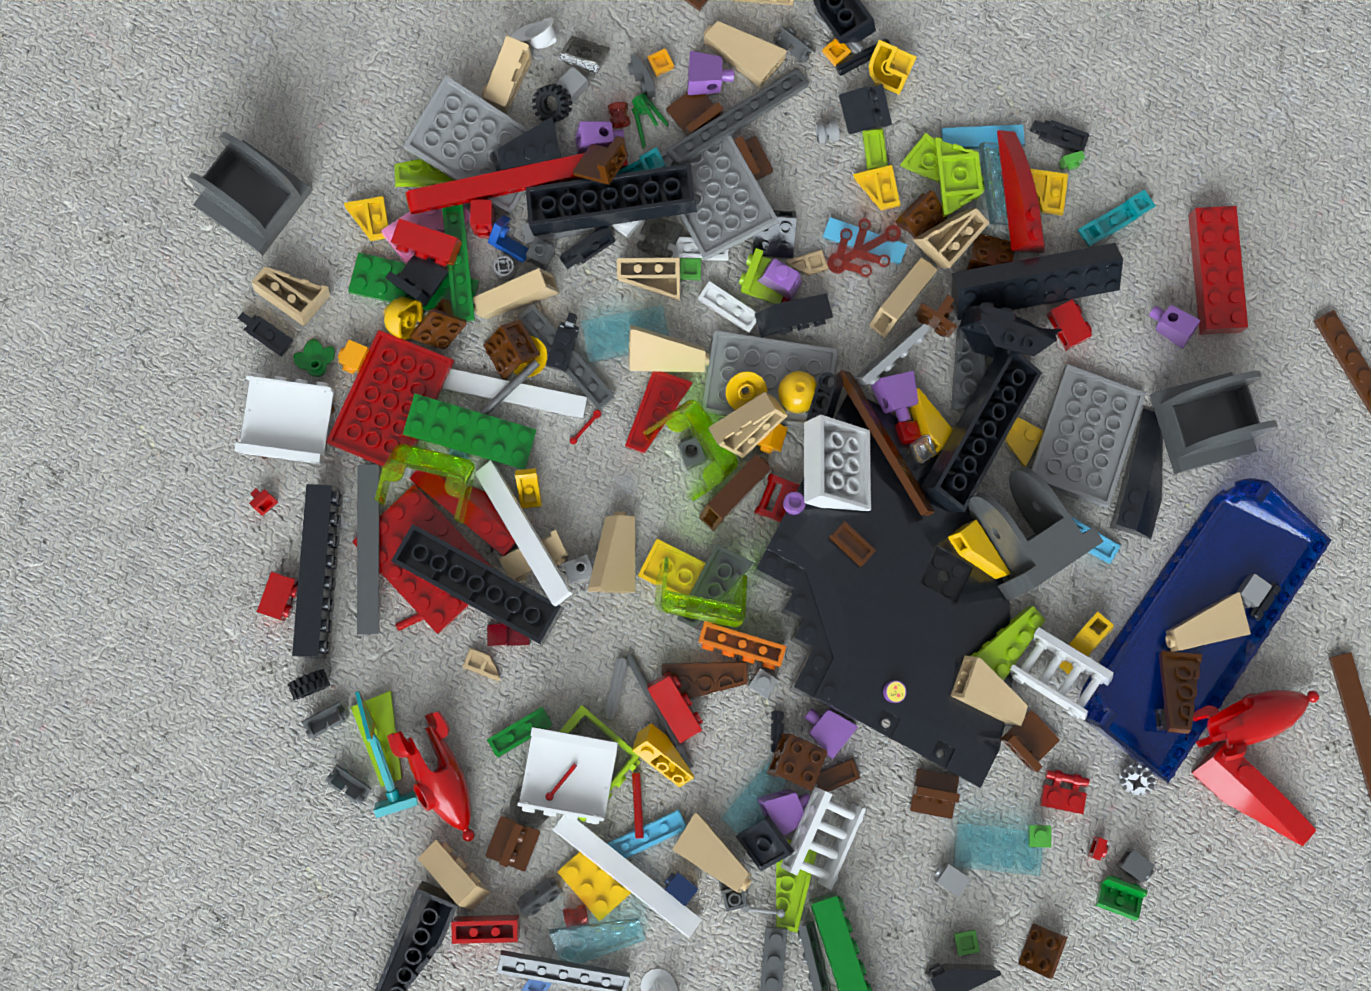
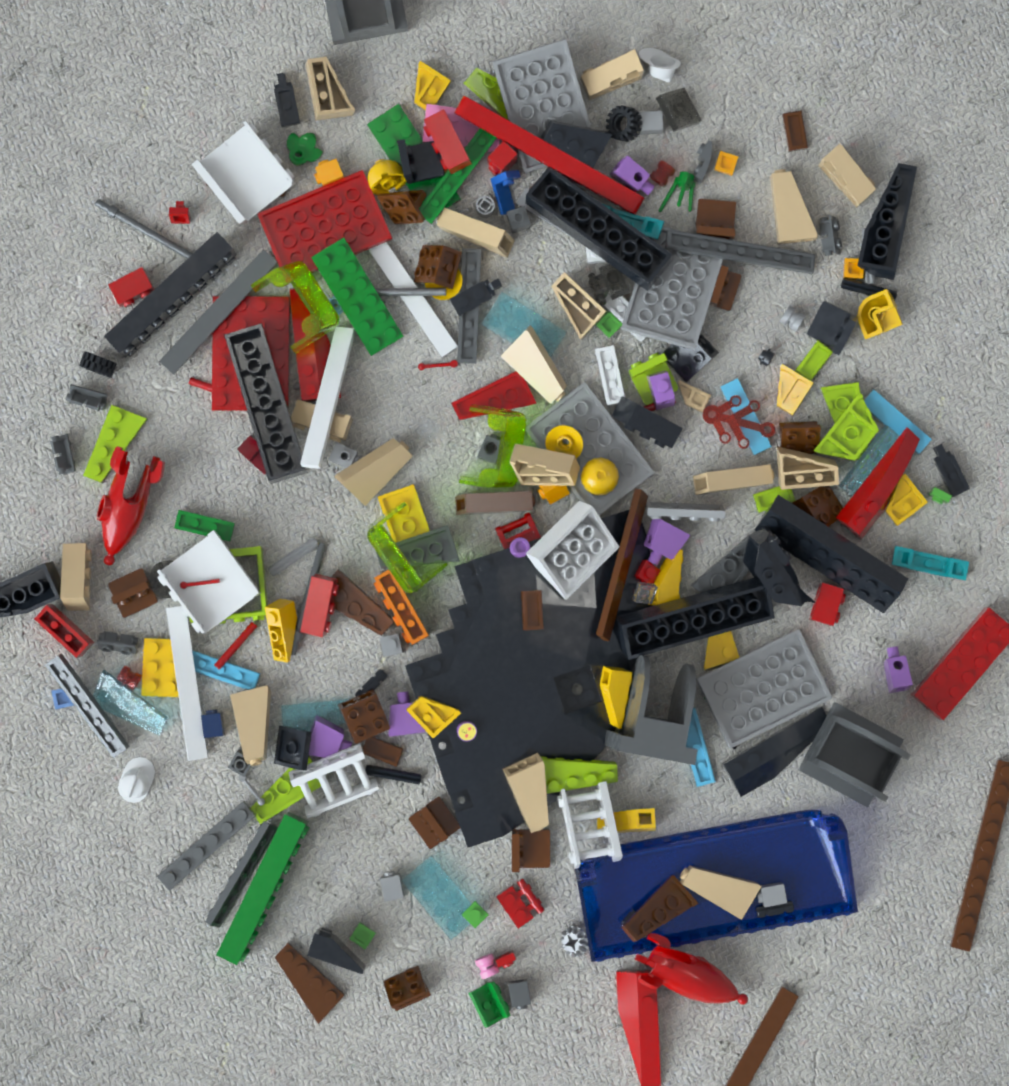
camera: 50 degrees right, 5 degrees up
(207, 549) = (113, 212): none -> dark grey bar
(394, 801) = (83, 493): teal piece -> none
(481, 663) = (222, 457): tan tile -> none
(528, 488) = (361, 370): yellow slope -> none
(588, 247) = (554, 245): black hinge -> none
(602, 162) = (615, 197): reddish brown bracket -> none
(706, 74) = (748, 201): medium lavender torso -> none
(831, 393) = (617, 498): black beam -> none
(836, 180) = (766, 357): none -> black plate
(856, 704) = (432, 715): none -> yellow wing
(864, 786) = (393, 774): none -> black axle
(938, 320) = (748, 515): reddish brown bracket -> none
(944, 283) = (765, 498): none -> lime tile
(1088, 868) = (487, 961): none -> bright pink wheel

